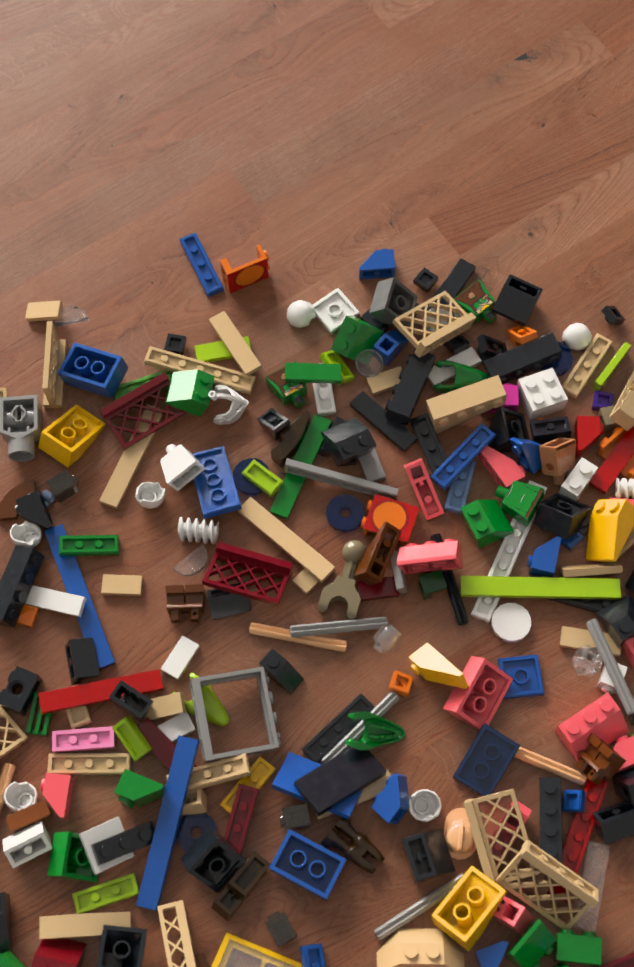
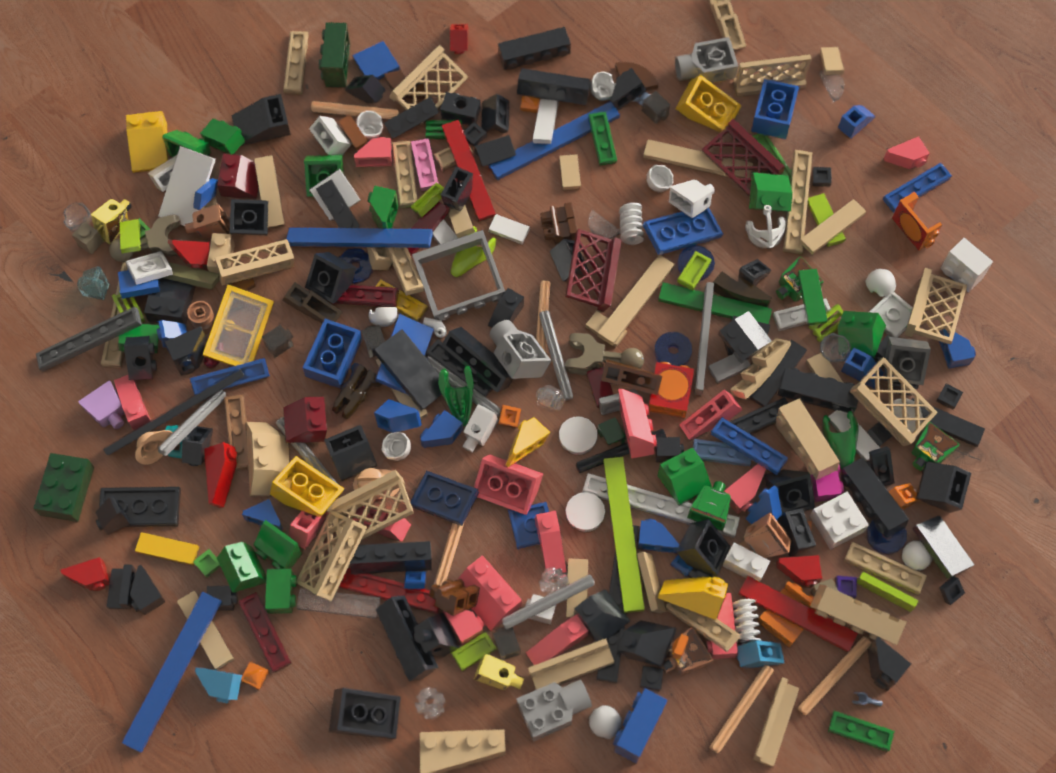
camera: 80 degrees right, 0 degrees up
(21, 747) = (411, 117): none -> black plate
(34, 655) = (495, 114): none -> black panel
(55, 679) = (474, 134): none -> black plate
(106, 893) = (297, 204): lime tile -> none
(119, 301) = (855, 120): none -> blue slope
(166, 262) = (908, 154): none -> coral slope
(270, 804) = (383, 316): none -> white hair
(285, 747) = (438, 326): none -> white arm
(298, 237) = (966, 264): none -> white brick
(329, 282) = (920, 306): none -> tan fence
(334, 662) = (518, 351): none -> light grey brick
(335, 705) = (478, 357): none -> black brick
(384, 438) = (763, 366): none -> tan slope
(385, 903) = (305, 420): none -> dark red slope
(407, 709) = (483, 421): none -> white torso
(411, 753) = (442, 431): none -> blue slope
(428, 618) = (578, 435): none -> white tile
(455, 529) = (667, 448): none -> black brick
(543, 657) = (550, 540): none -> coral slope
(573, 313) = (943, 546): none -> tile

